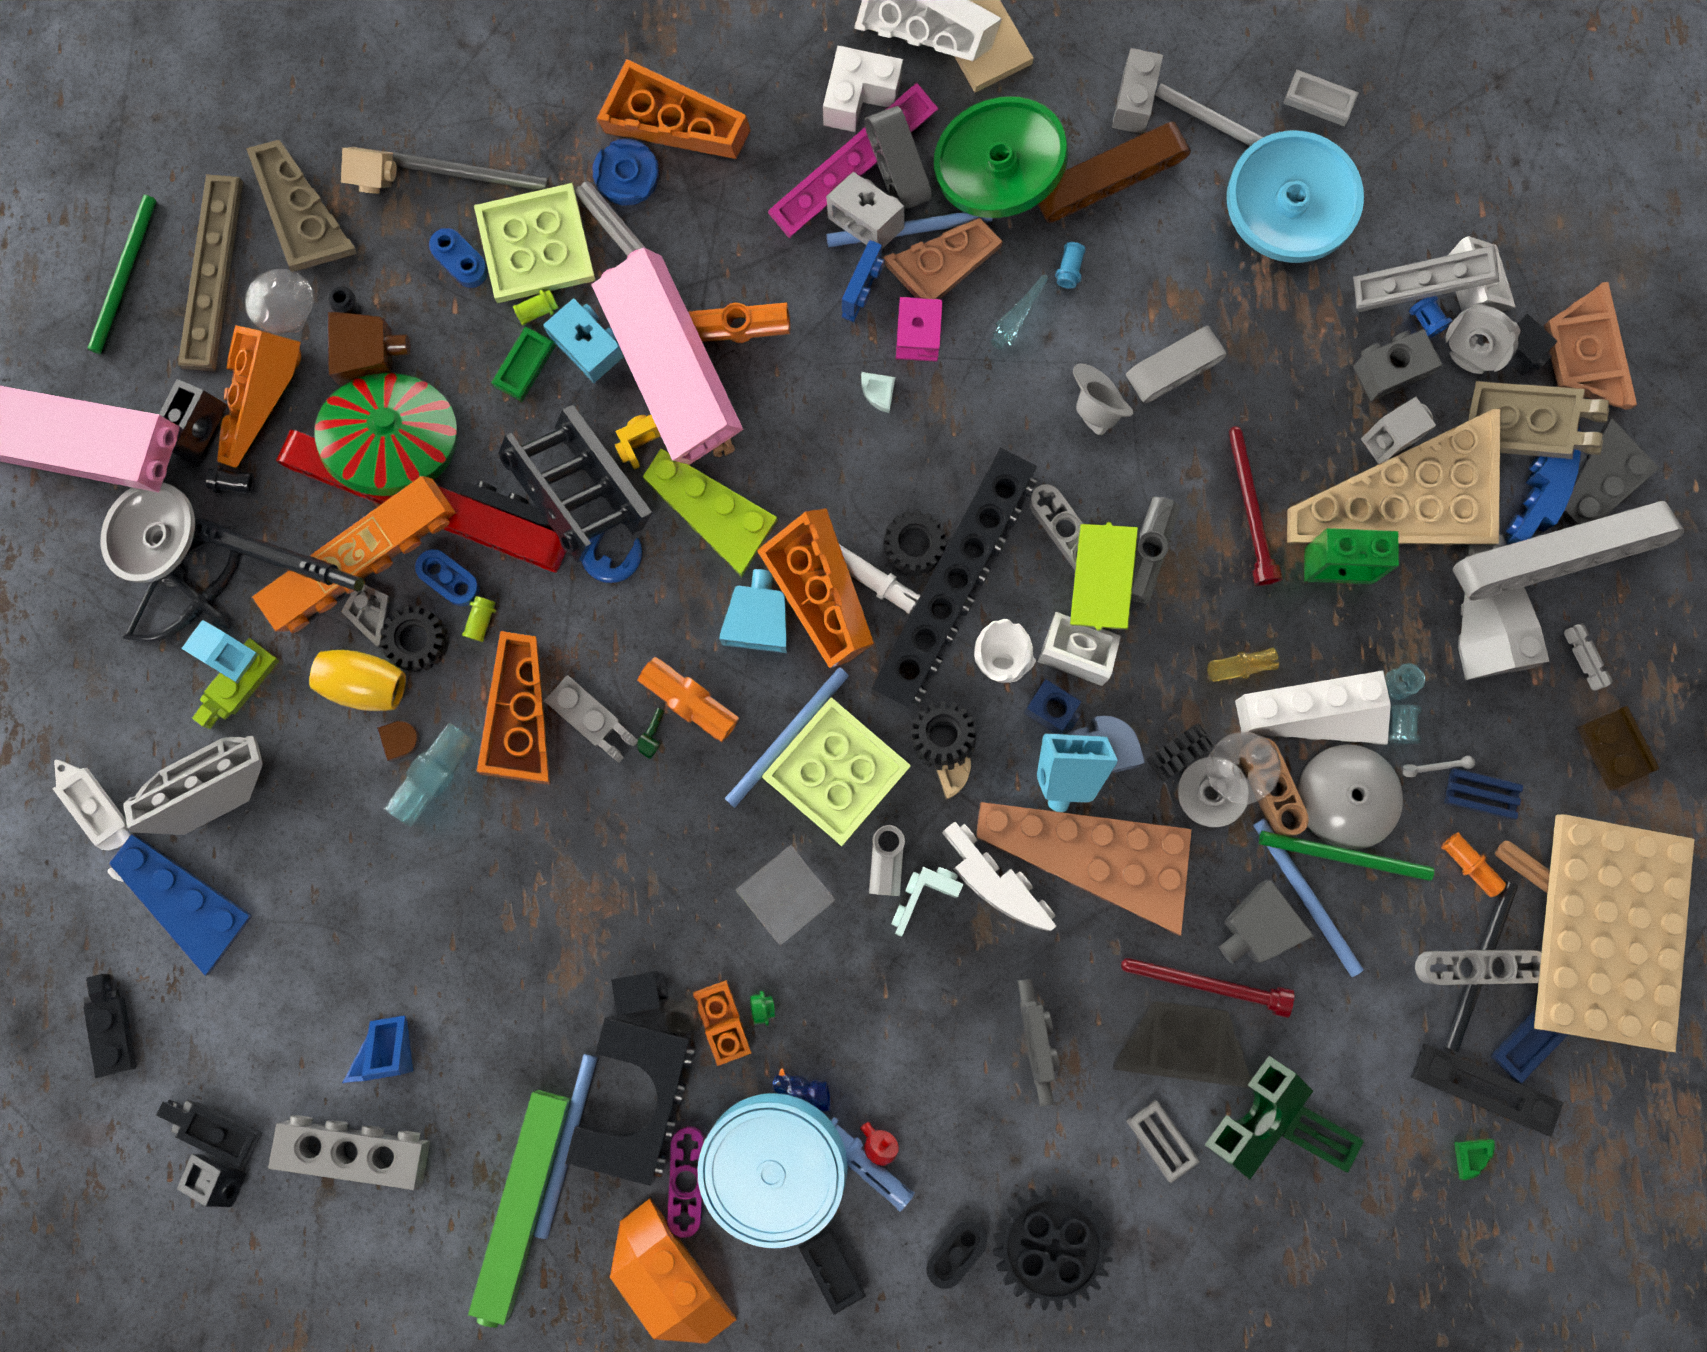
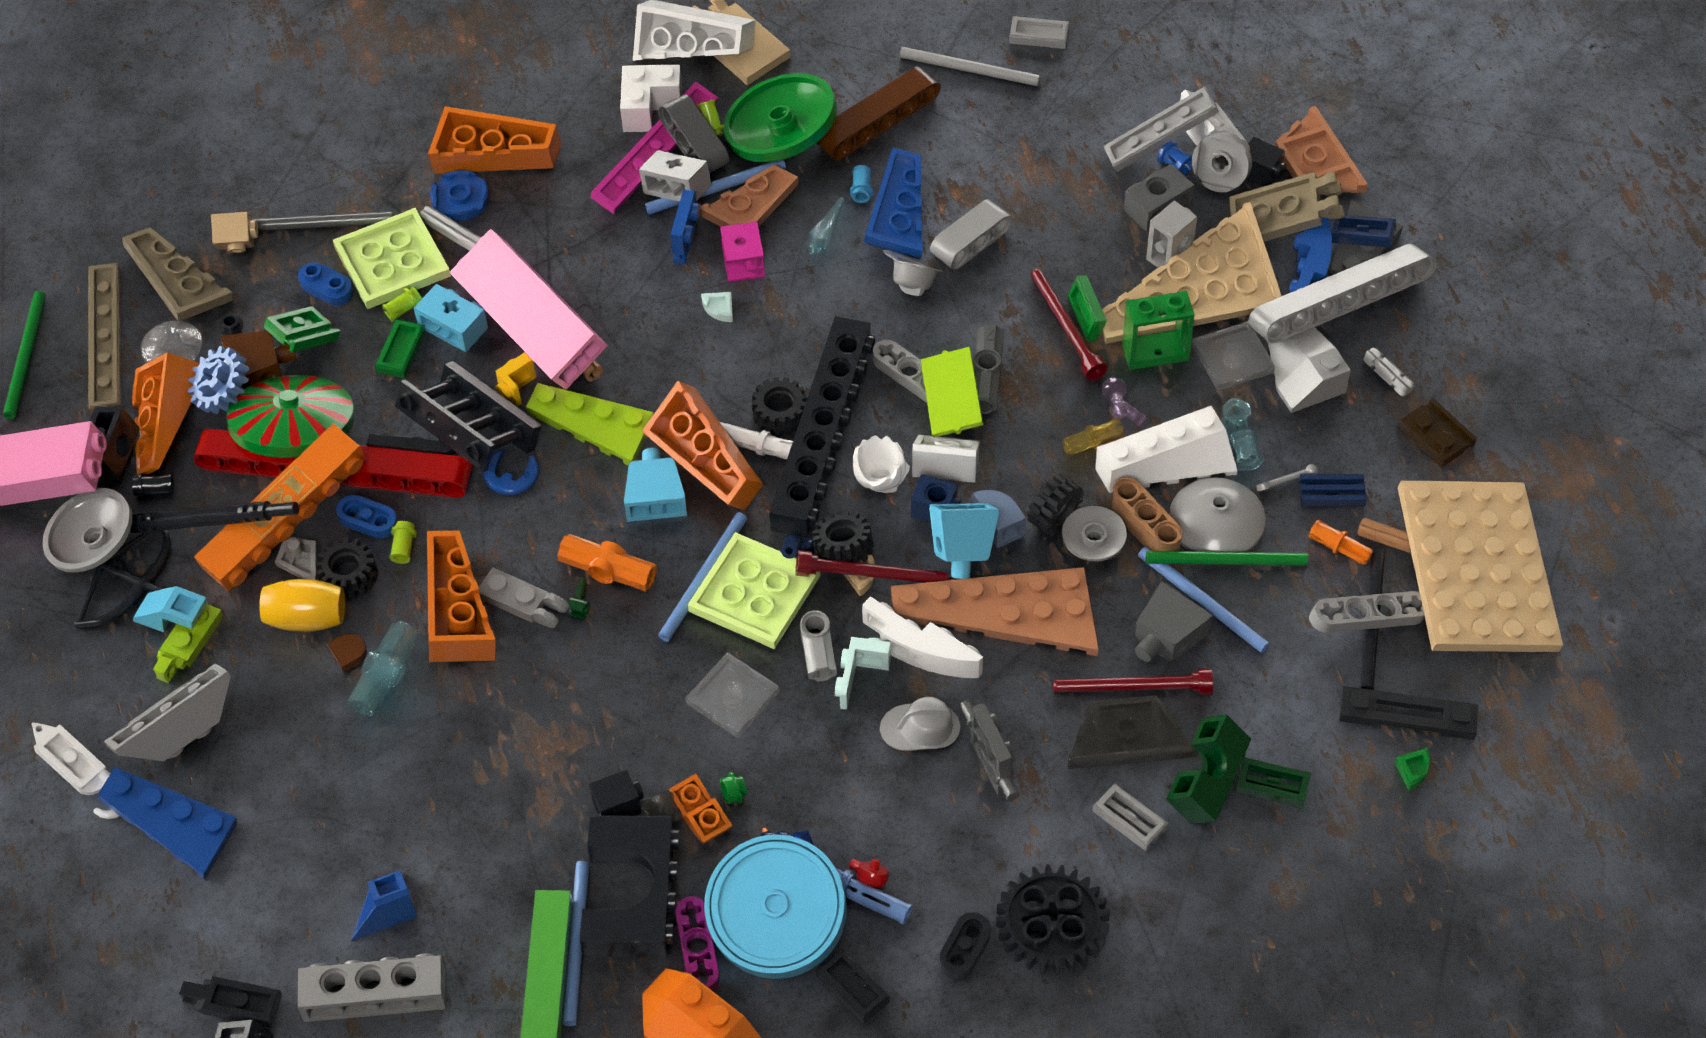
camera: 10 degrees left, 25 degrees down
(107, 1028) = (116, 941): black hinge -> none
(313, 376) = (218, 380): none -> medium blue gear
(418, 320) = (301, 329): none -> green plate
(760, 322) = (587, 276): orange piece -> none
(891, 728) = (794, 543): none -> dark blue arm
(899, 763) = (810, 564): none -> dark red piece
(923, 136) = (710, 113): none -> lime pin
(971, 976) = (920, 725): none -> light grey piece
(1102, 311) = (897, 209): none -> blue wing
(1137, 91) = (883, 52): light grey brick -> none
(1230, 783) = (1128, 507): clear plate -> none
(1279, 497) = (1087, 308): none -> green tile
(1281, 613) = (1114, 391): none -> clear purple piece
(1295, 196) = (1035, 97): medium azure dish -> none
(1424, 597) = (1233, 356): none -> clear plate
(1526, 1049) = (1433, 672): dark blue tile -> none
(1615, 476) = (1363, 231): none -> dark blue tile

